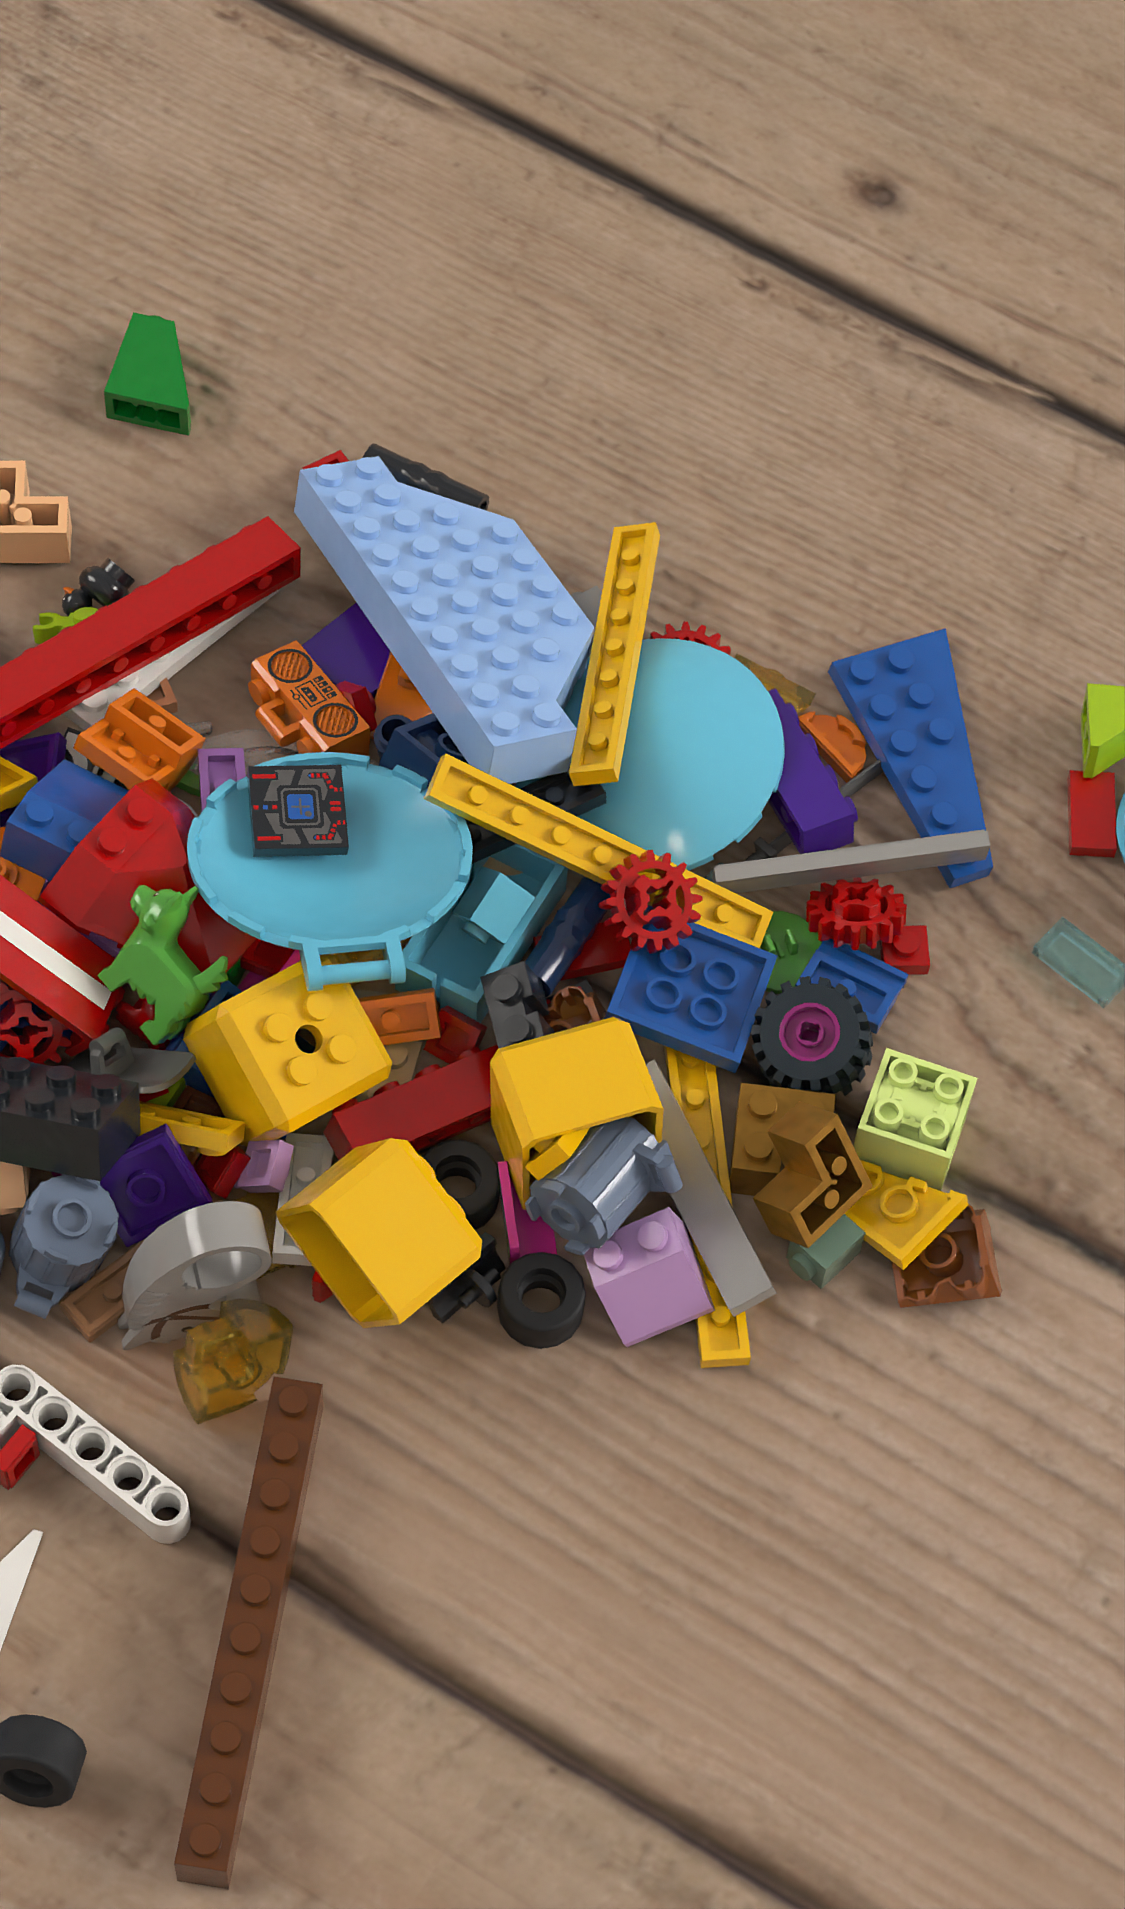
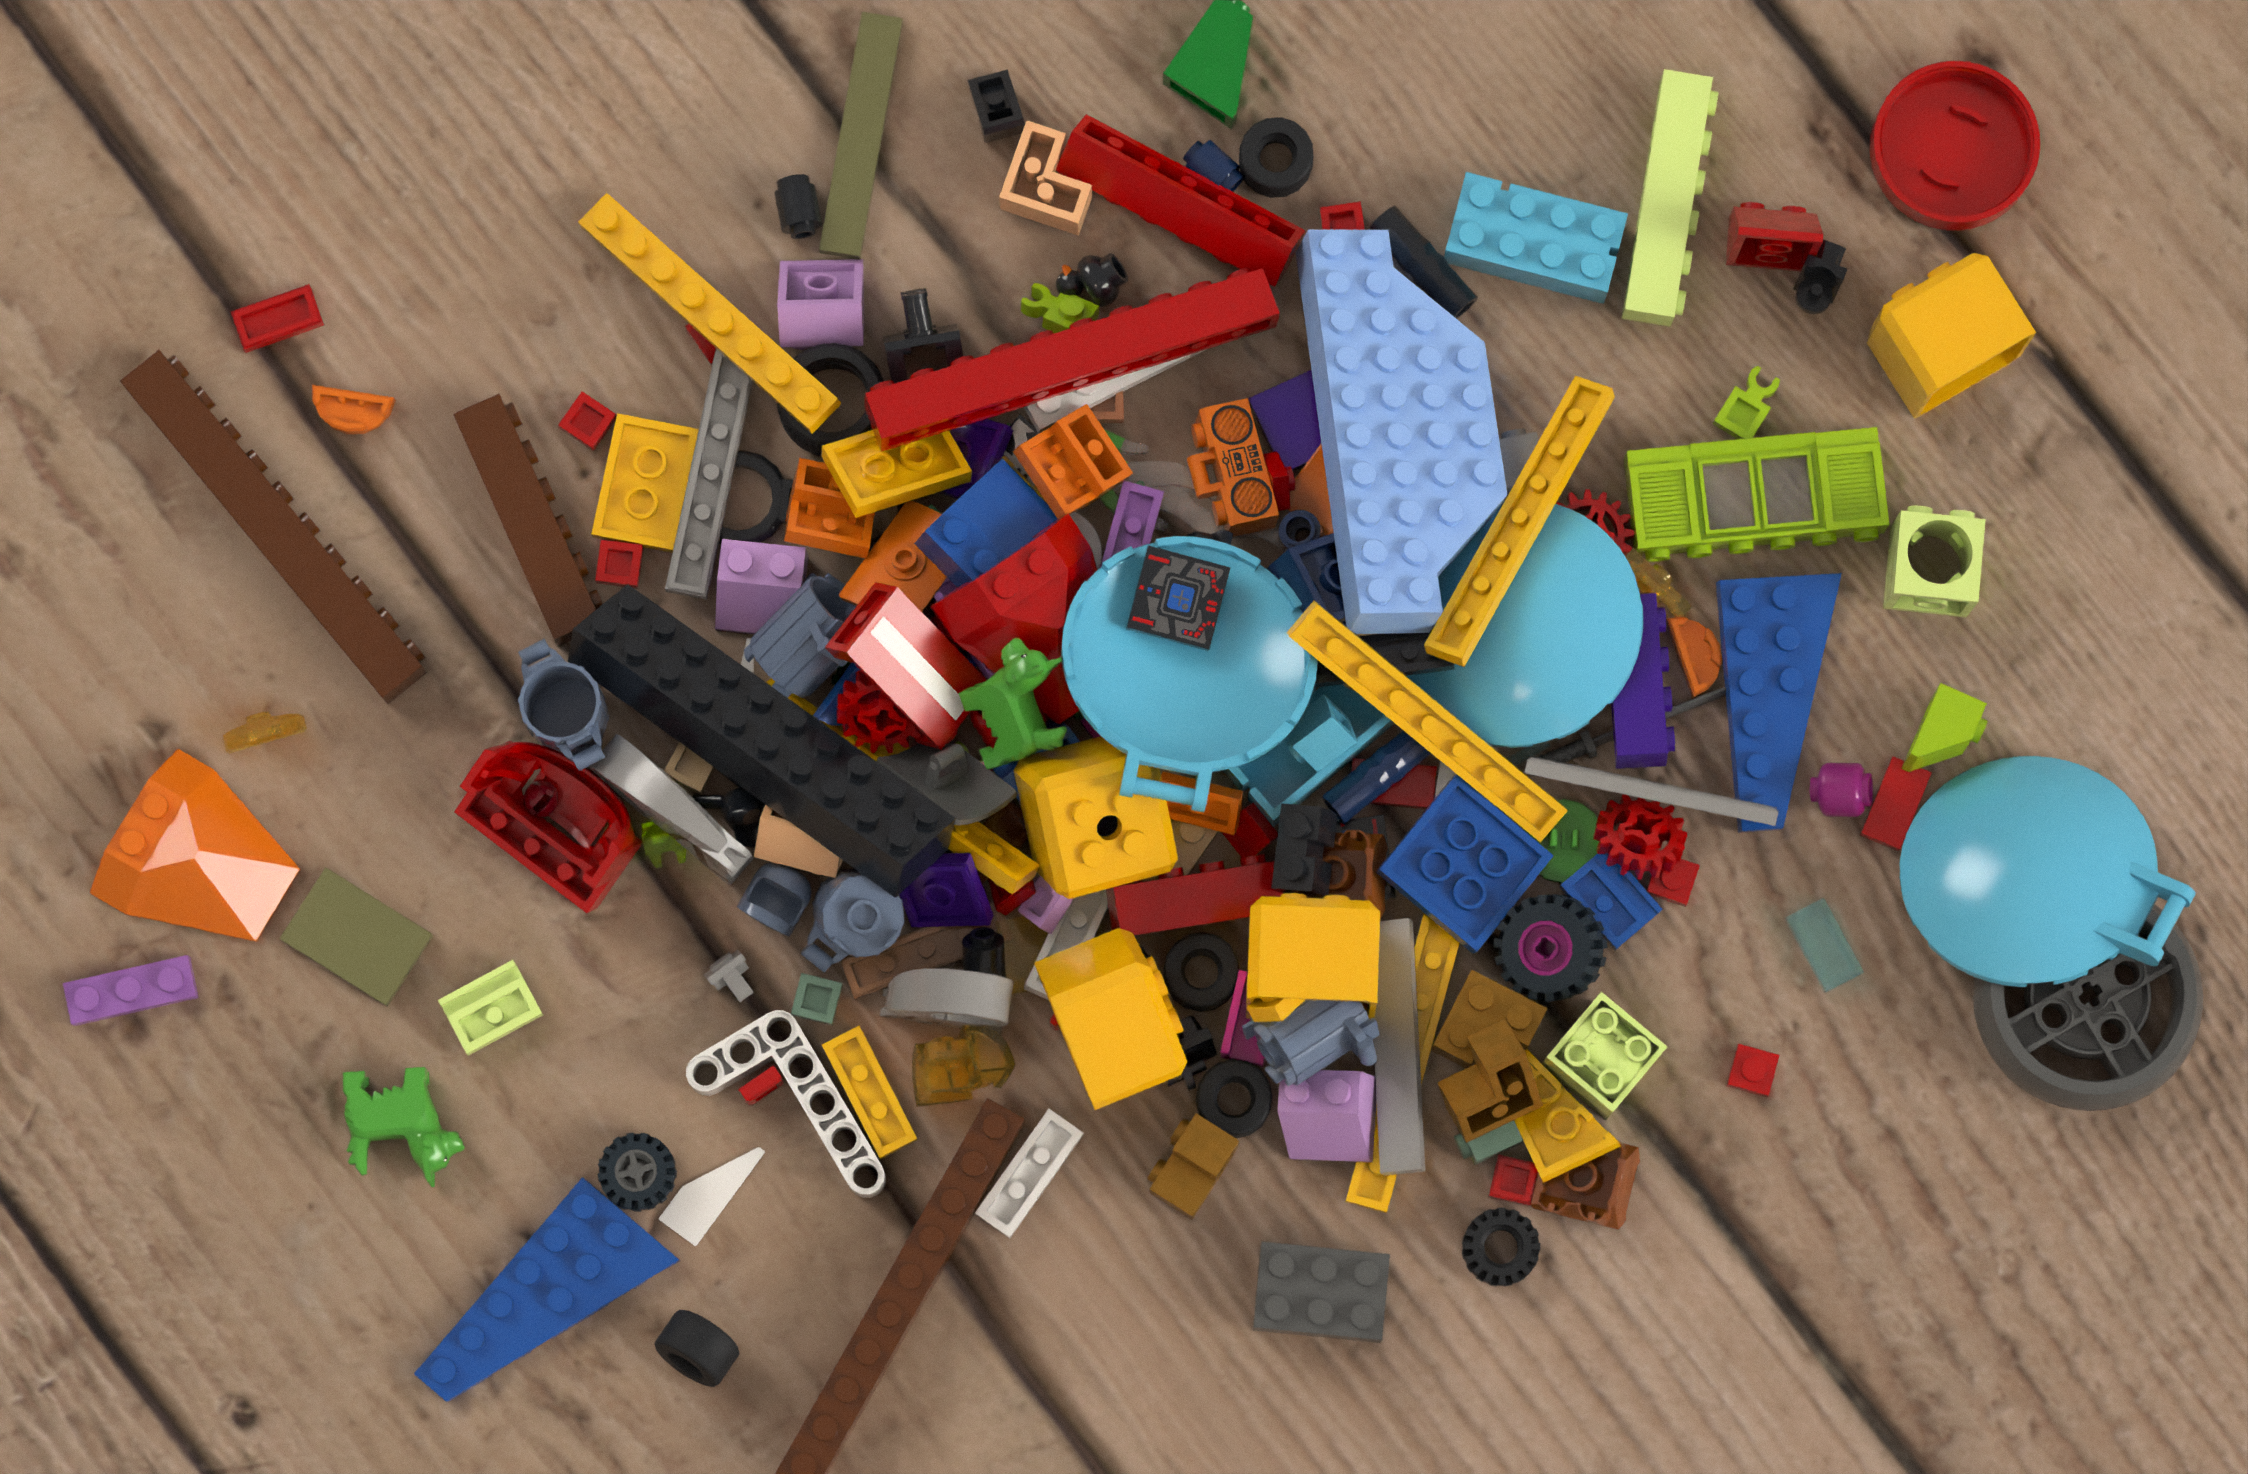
camera: 25 degrees right, 20 degrees up
(48, 1349) = (817, 999): none -> sand green plate
(139, 1423) = (869, 1092): none -> yellow plate
(159, 494) = (1179, 200): none -> red brick
(184, 465) = (1214, 165): none -> dark blue brick
(242, 417) = (1276, 131): none -> black tyre
(347, 1451) = (1029, 1173): none -> white plate
(525, 431) = (1535, 238): none -> medium azure piece
(528, 1365) = (1194, 1166): none -> pearl gold brick
(636, 892) = (1468, 775): red gear -> none
(637, 367) = (1668, 198): none -> yellowish green brick
(714, 1462) = (1321, 1292): none -> dark grey brick
(753, 361) = (1772, 237): none -> red slope
(789, 517) = (1745, 410): none -> lime plate
(812, 379) = (1820, 278): none -> black hips
(833, 580) = (1756, 493): none -> lime window
(869, 1287) = (1513, 1180): none -> red tile
(885, 250) = (1954, 145): none -> red brick
(892, 1329) = (1500, 1220): none -> black tyre
(956, 383) = (1948, 332): none -> yellow plate
(1028, 612) = (1909, 591): none -> yellowish green brick
(1035, 812) = (1842, 789): none -> magenta head
(1066, 1101) = (1752, 1070): none -> red plate

